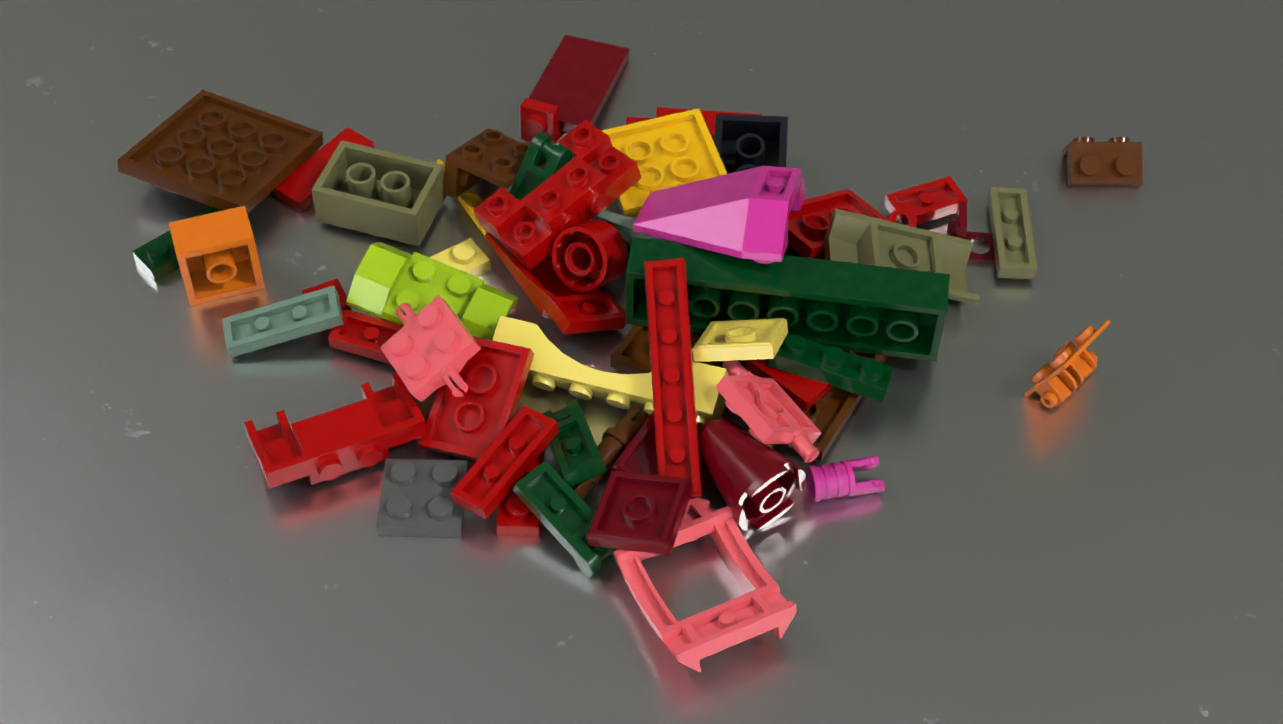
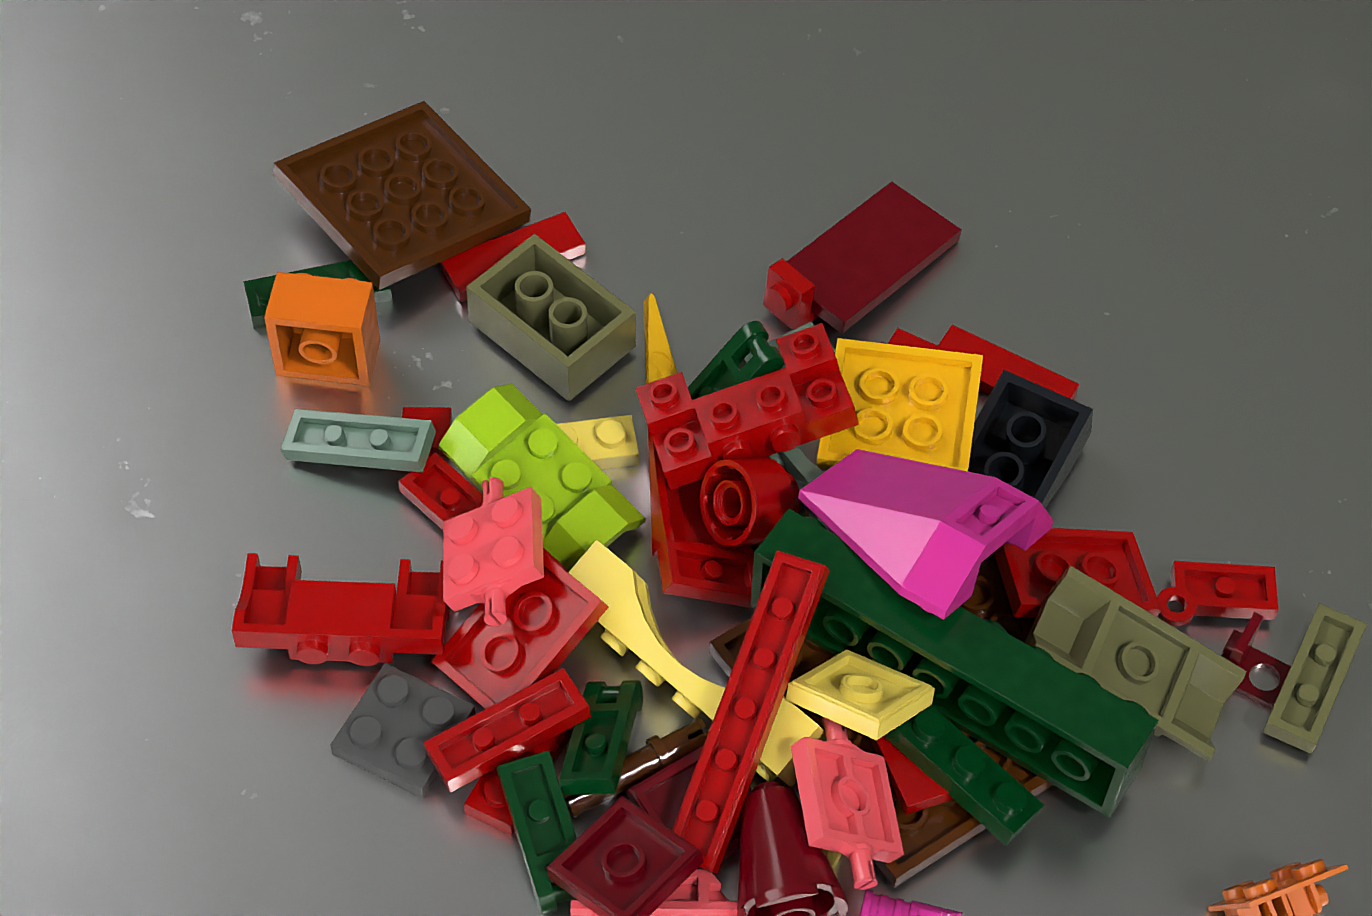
camera: 25 degrees right, 5 degrees up
(485, 157) = (689, 323): reddish brown bracket -> none

